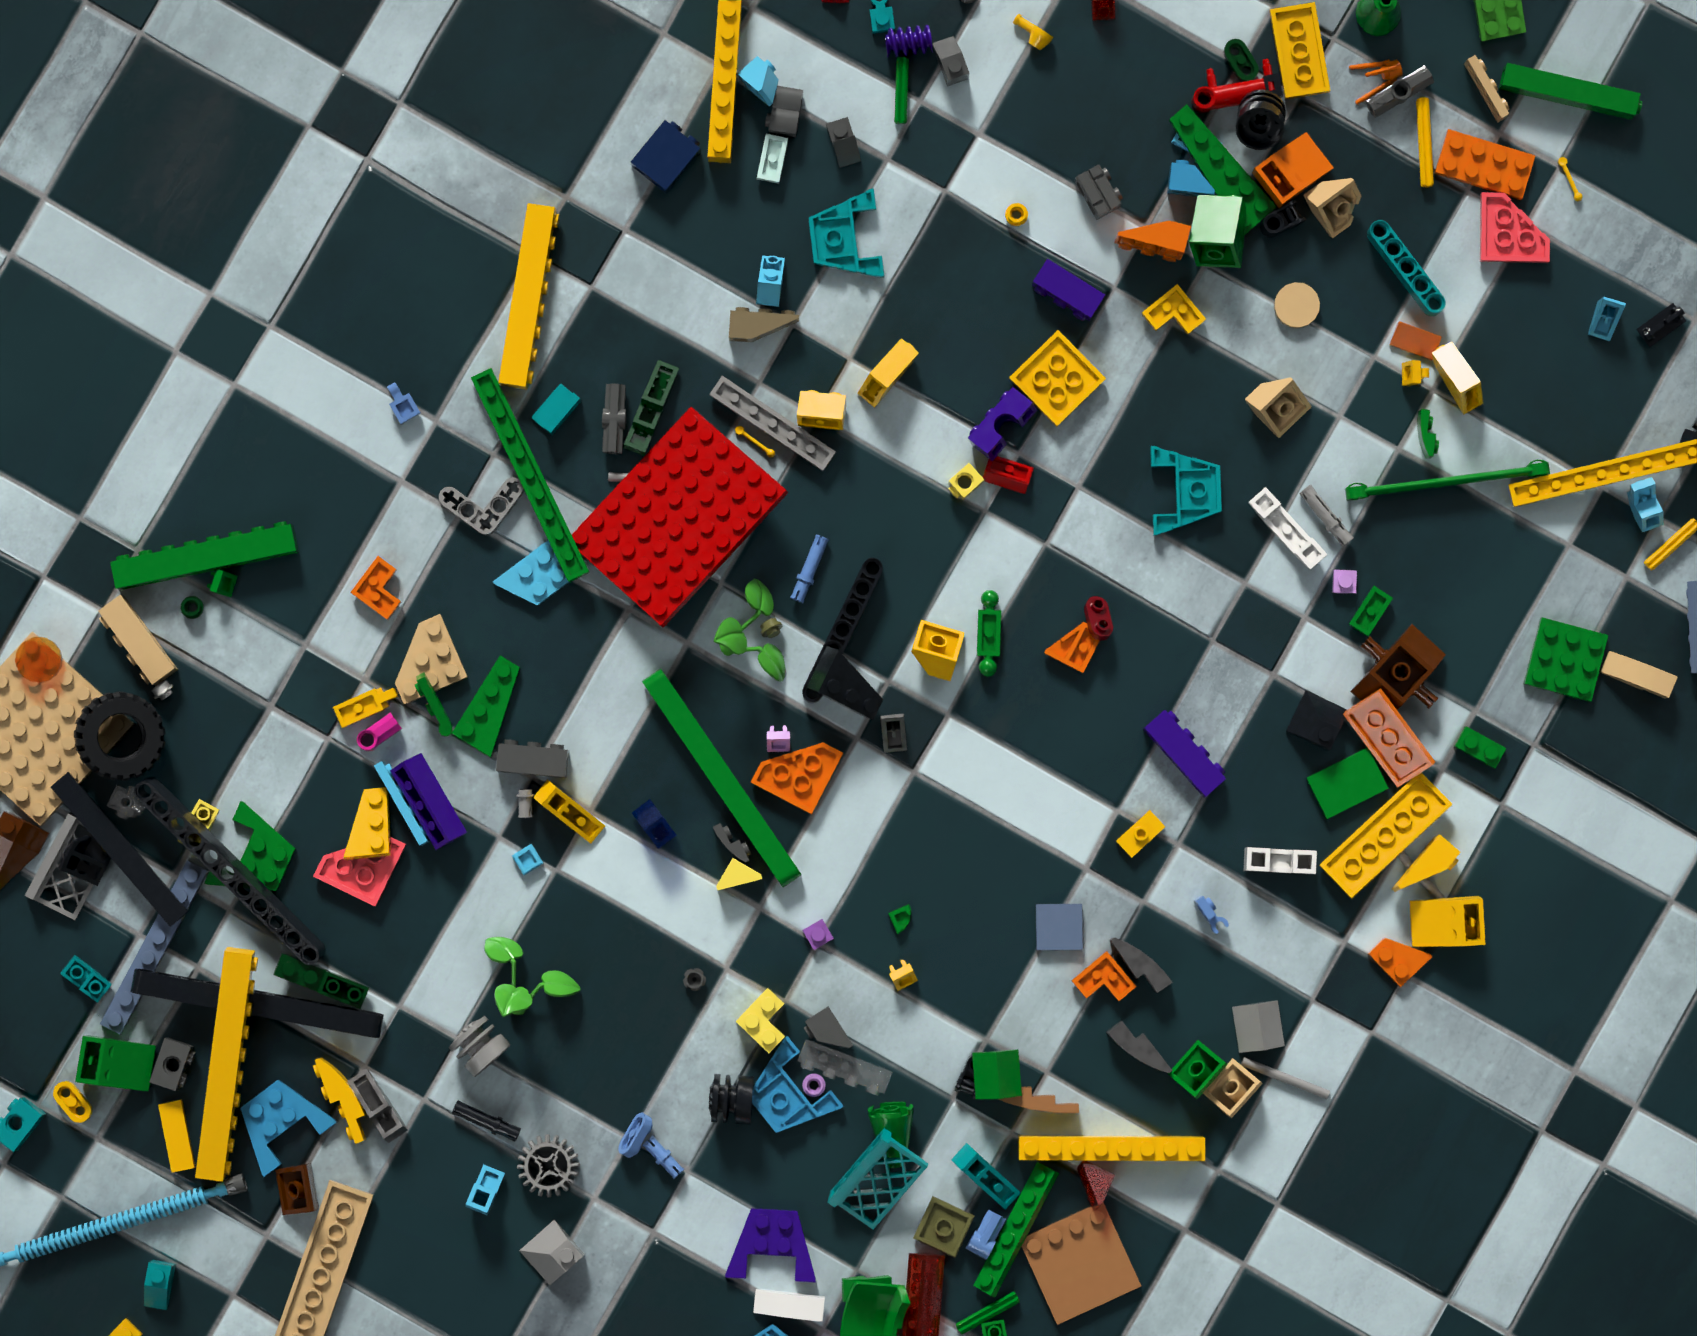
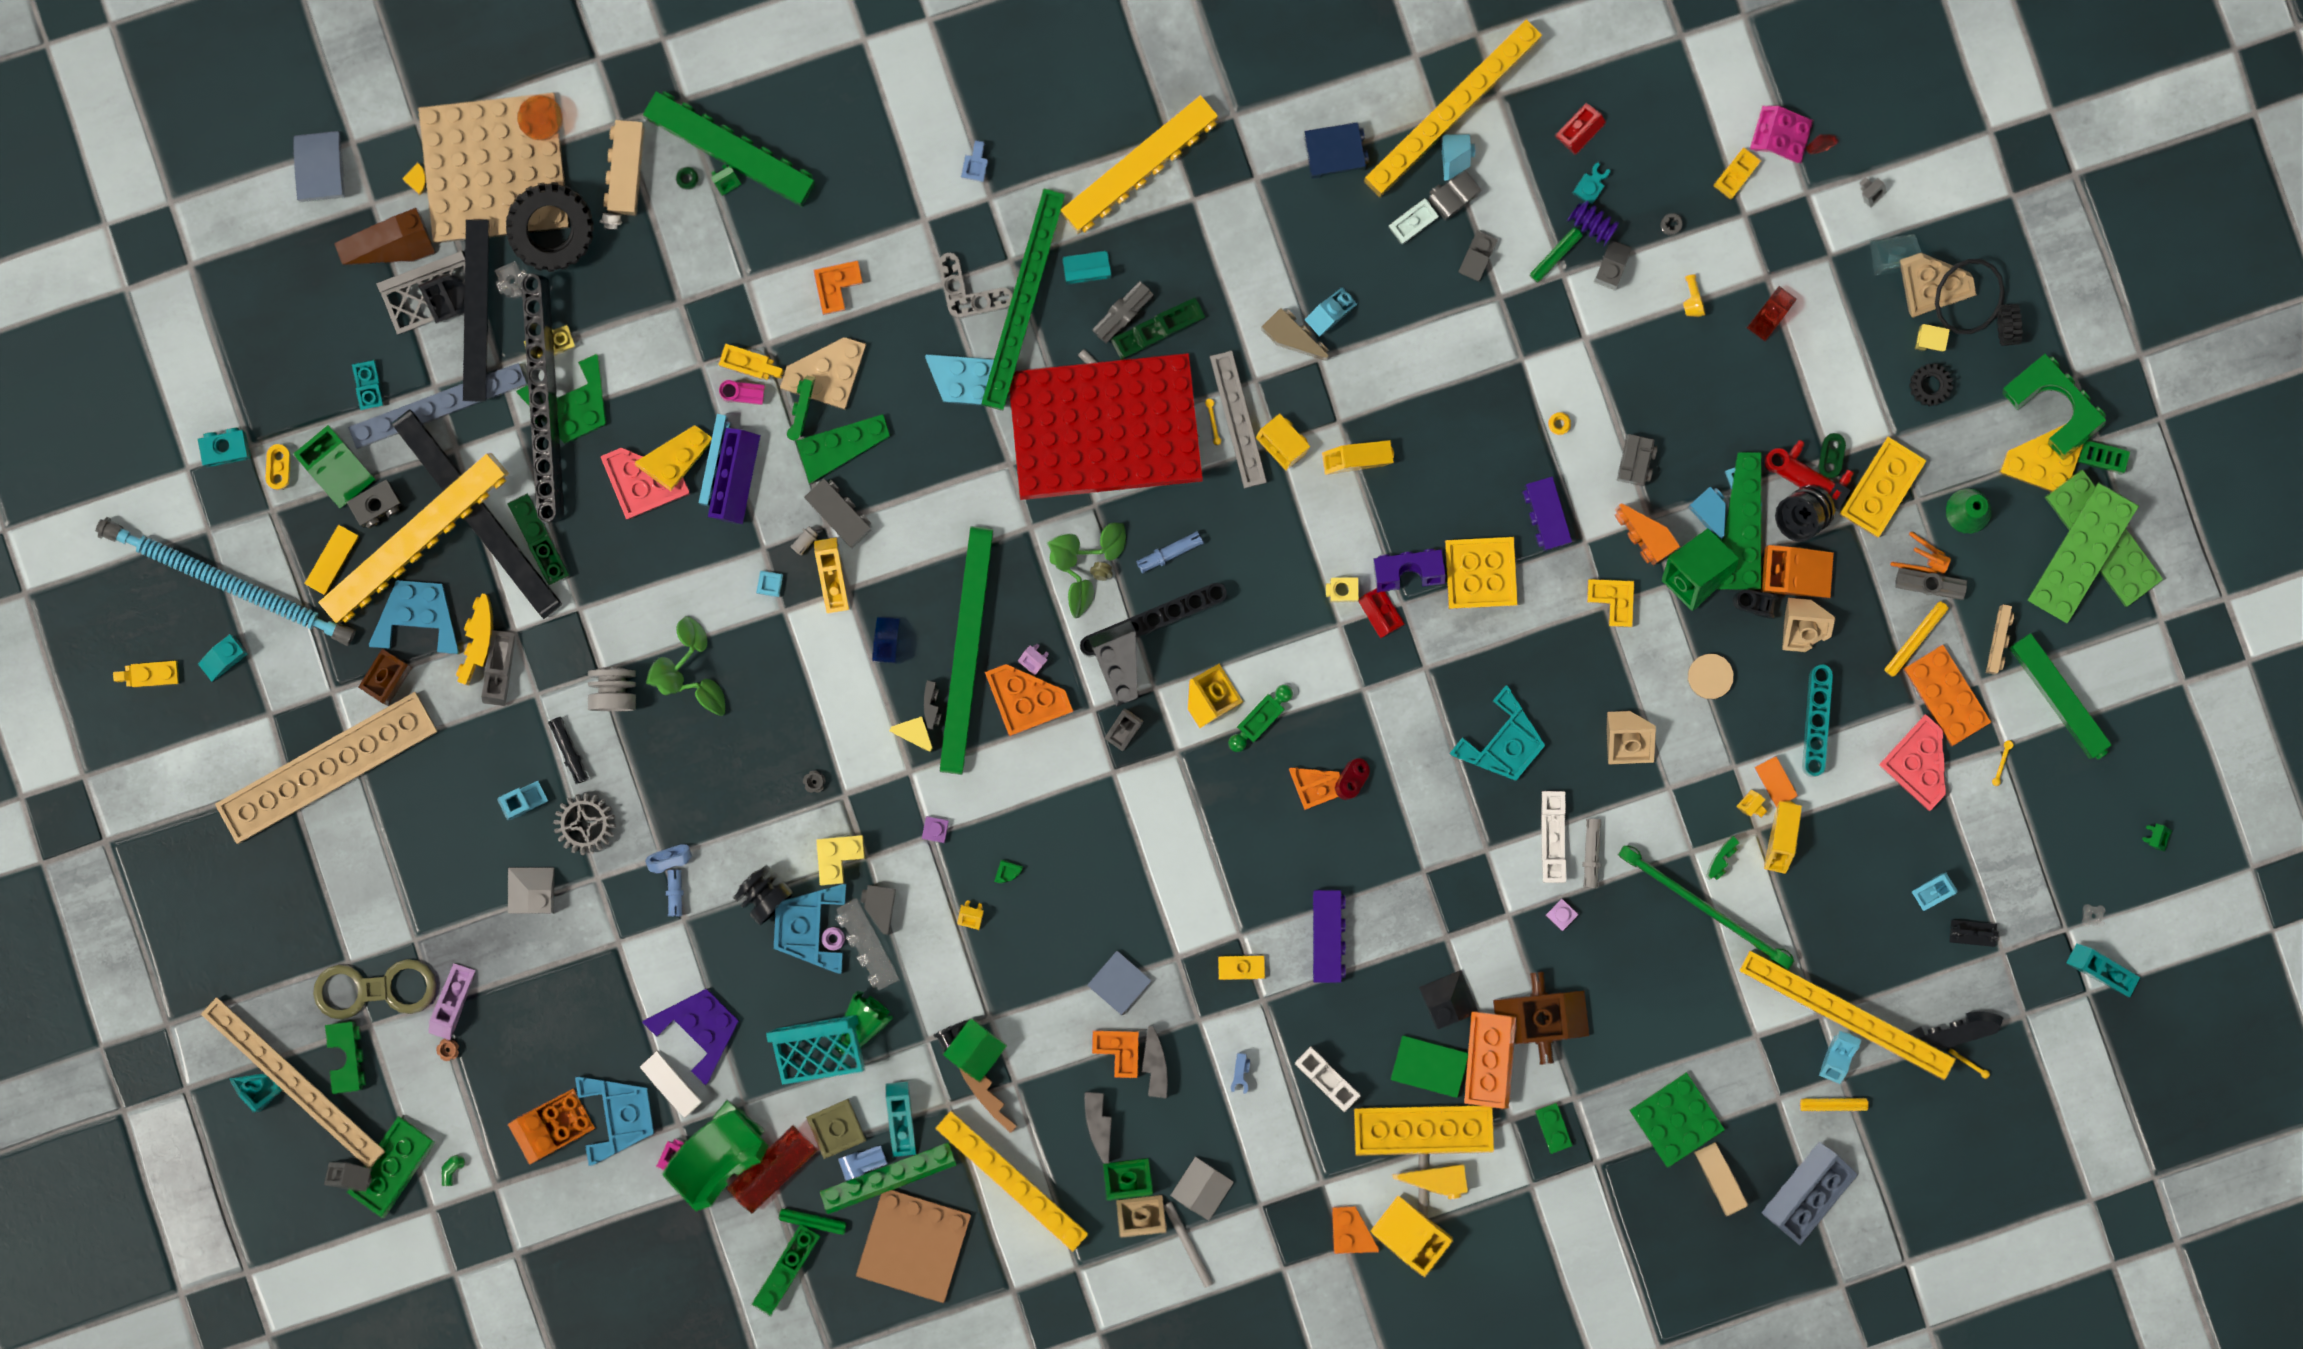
camera: 45 degrees right, 0 degrees up
(835, 239) = (1408, 321): teal wing -> none
(1095, 1182) = (977, 1195): clear red slope -> none
(1370, 611) = (1561, 953): green plate -> none

